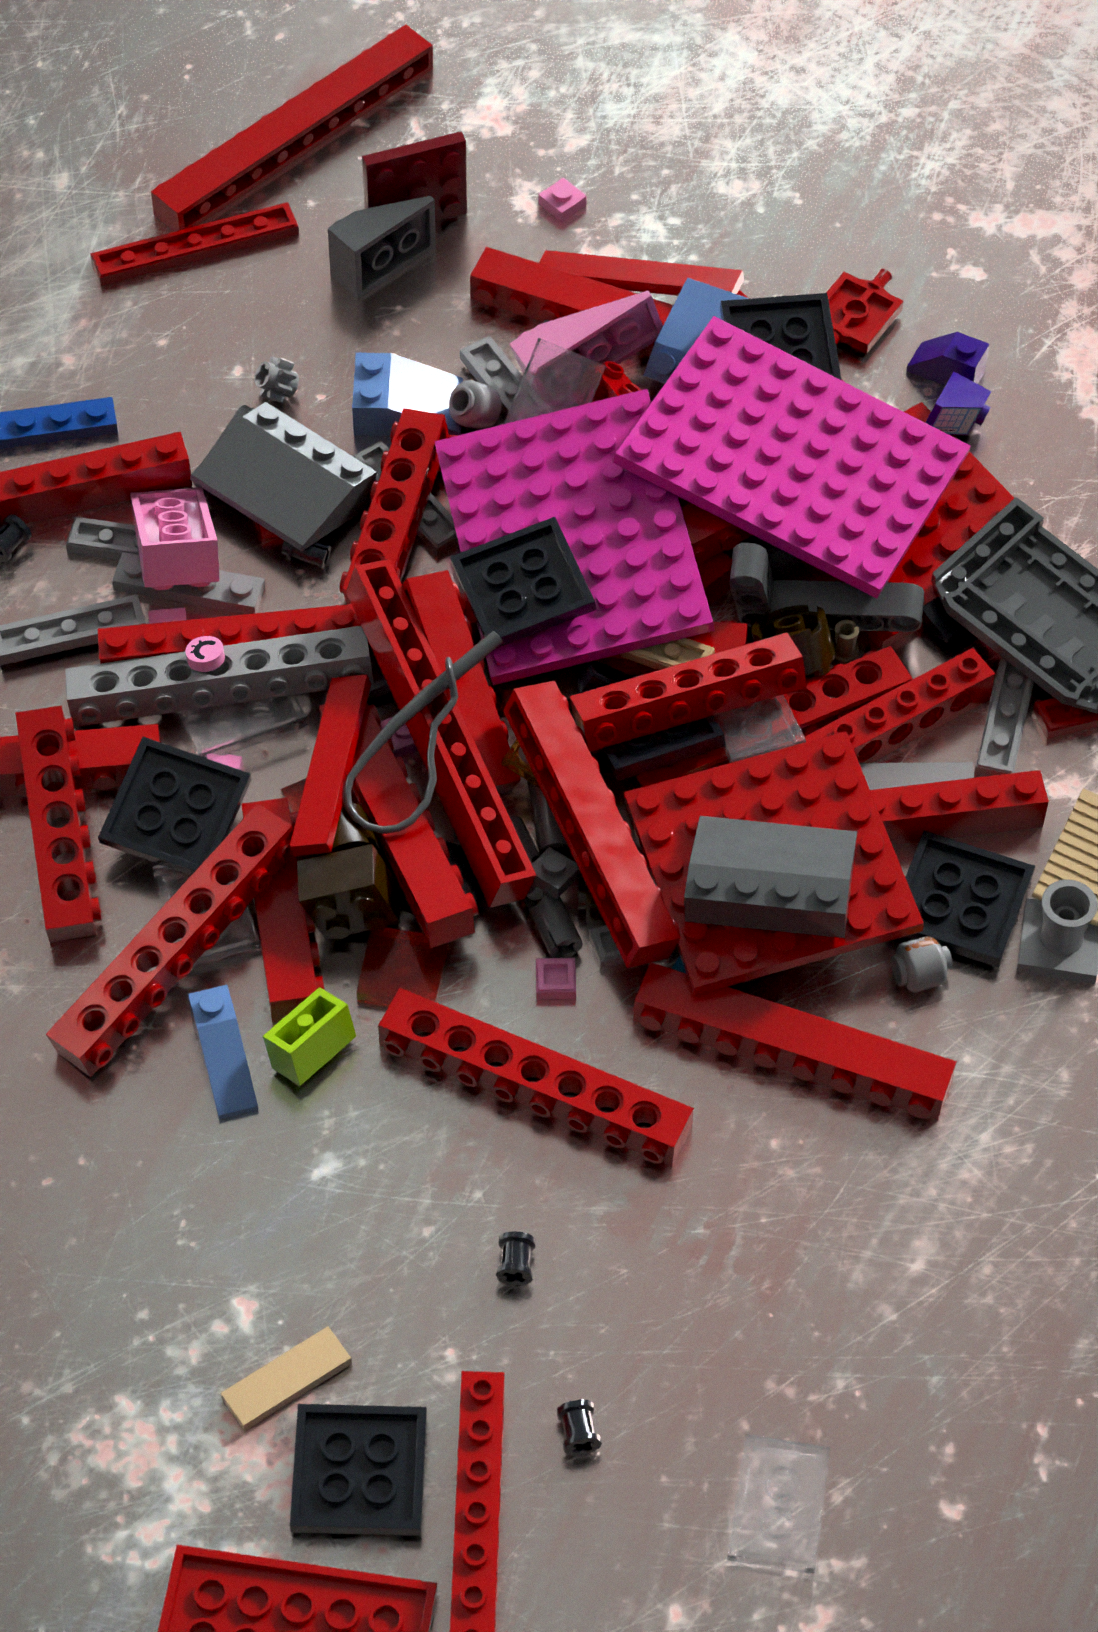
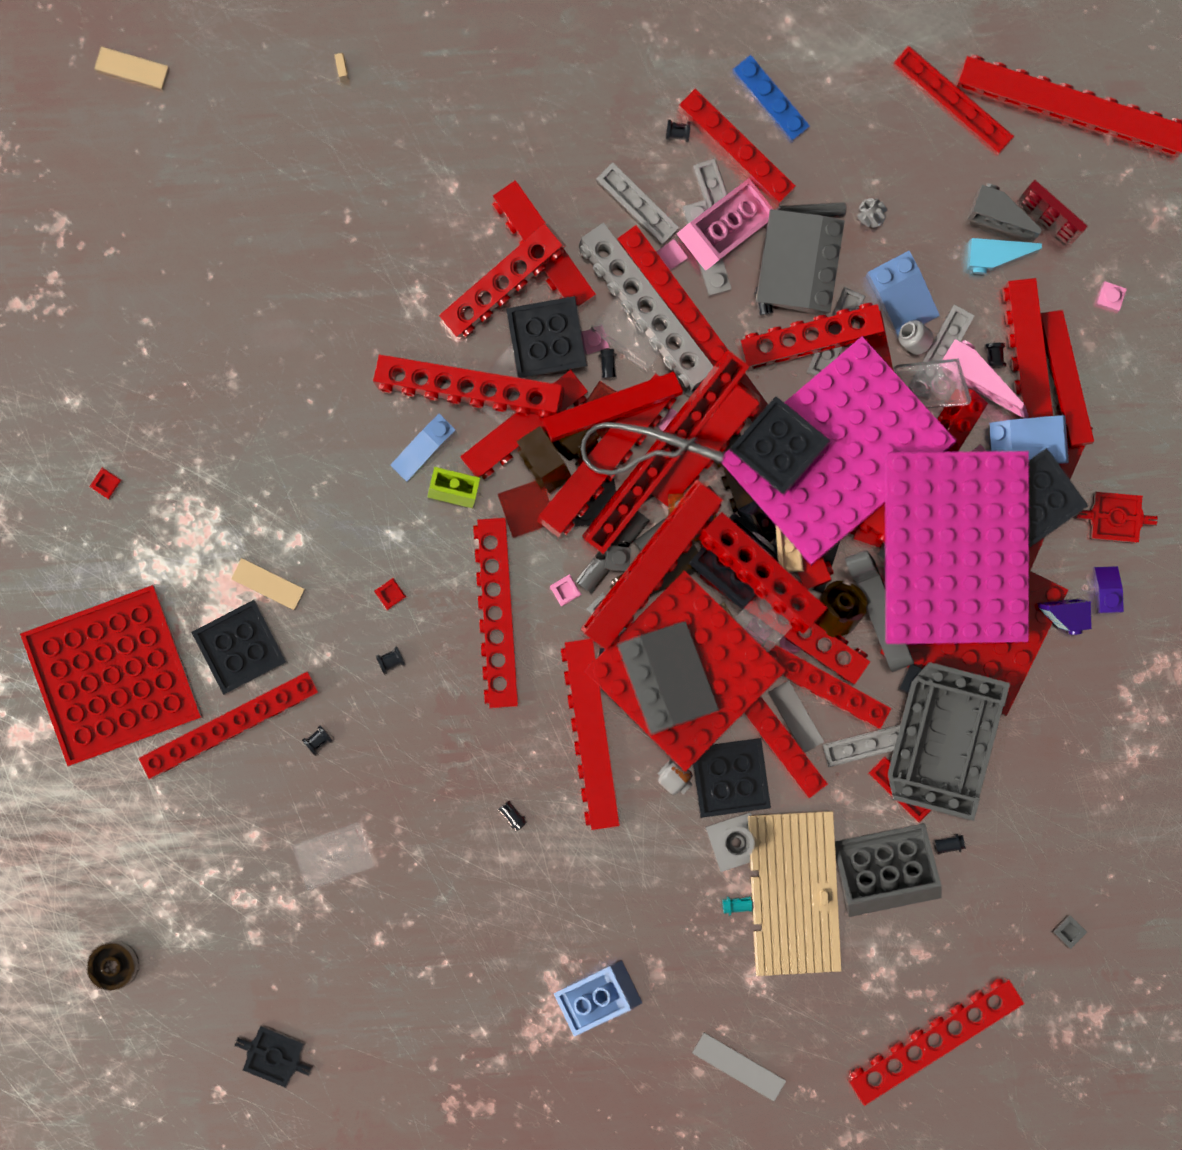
camera: 60 degrees right, 30 degrees up
(205, 654) = (648, 295): bright pink tile -> none
(264, 767) = (608, 363): none -> black pin
(412, 1213) = (390, 594): none -> red tile
(421, 285) = (992, 254): none -> medium azure slope
(846, 642) = (858, 636): dark tan pin -> none
(859, 1209) = (512, 816): none -> black pin

